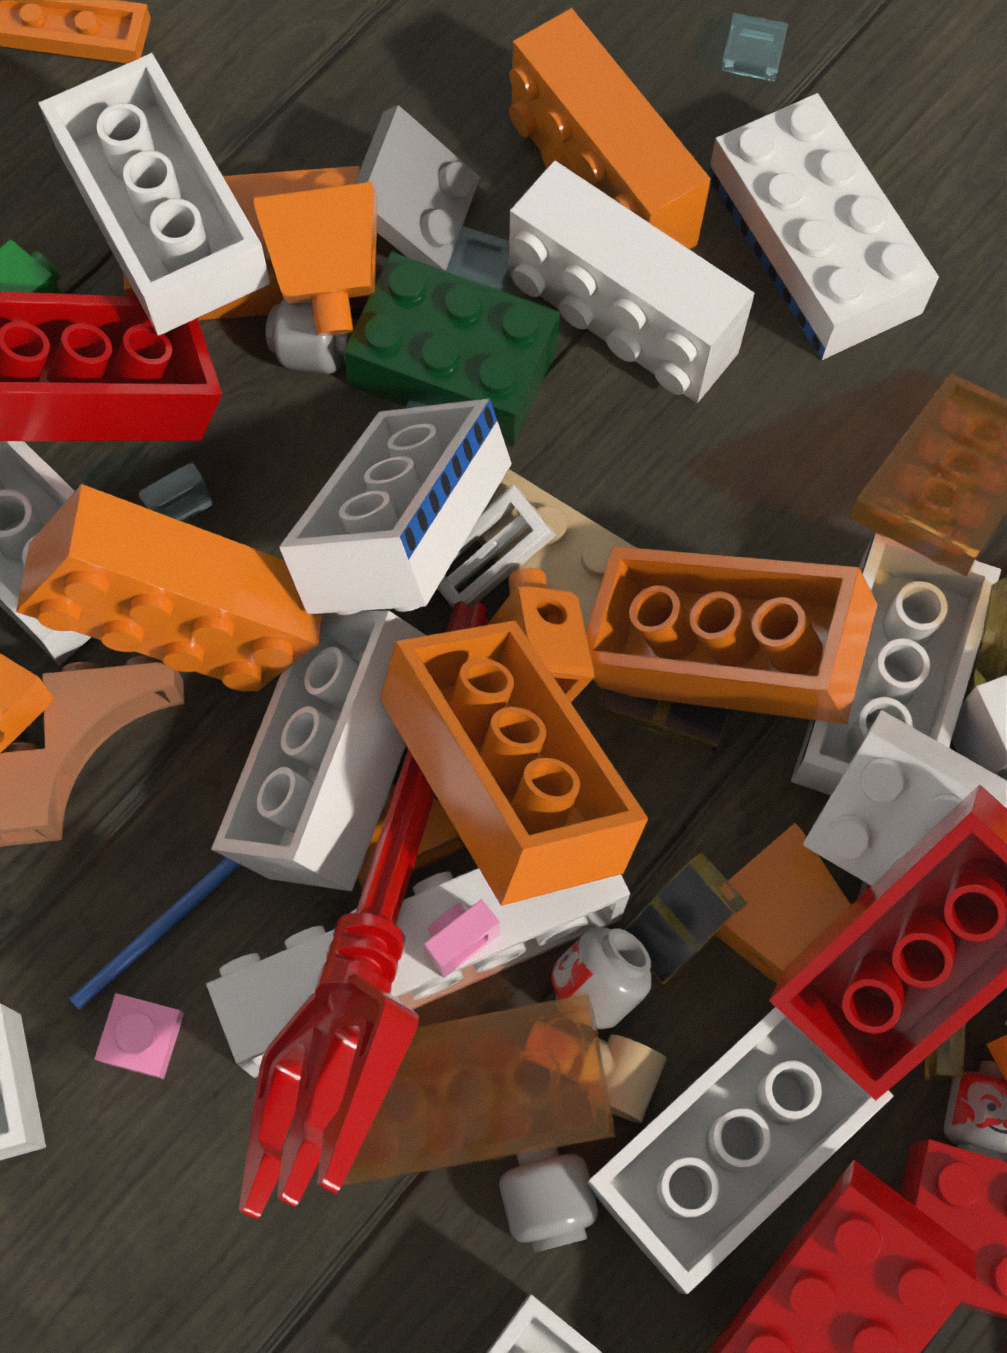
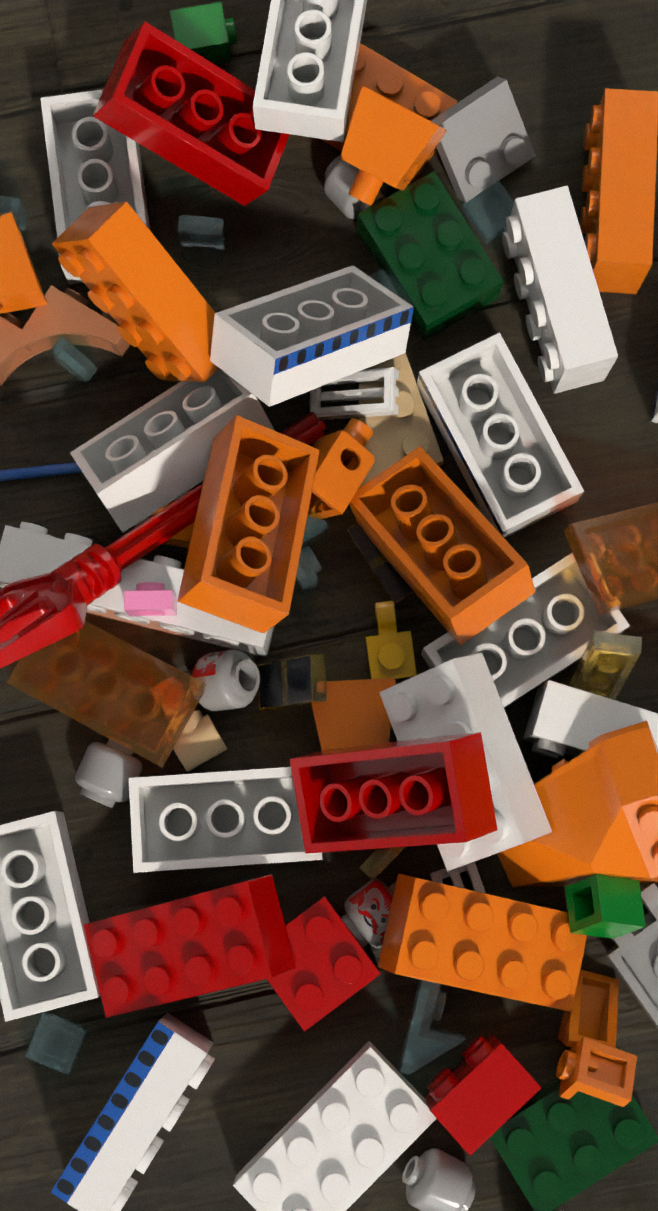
camera: 40 degrees right, 10 degrees up
(132, 744) = (73, 360): none -> clear light blue tile
(682, 473) = (499, 436): none -> white brick
(755, 804) = (390, 652): none -> yellow plate

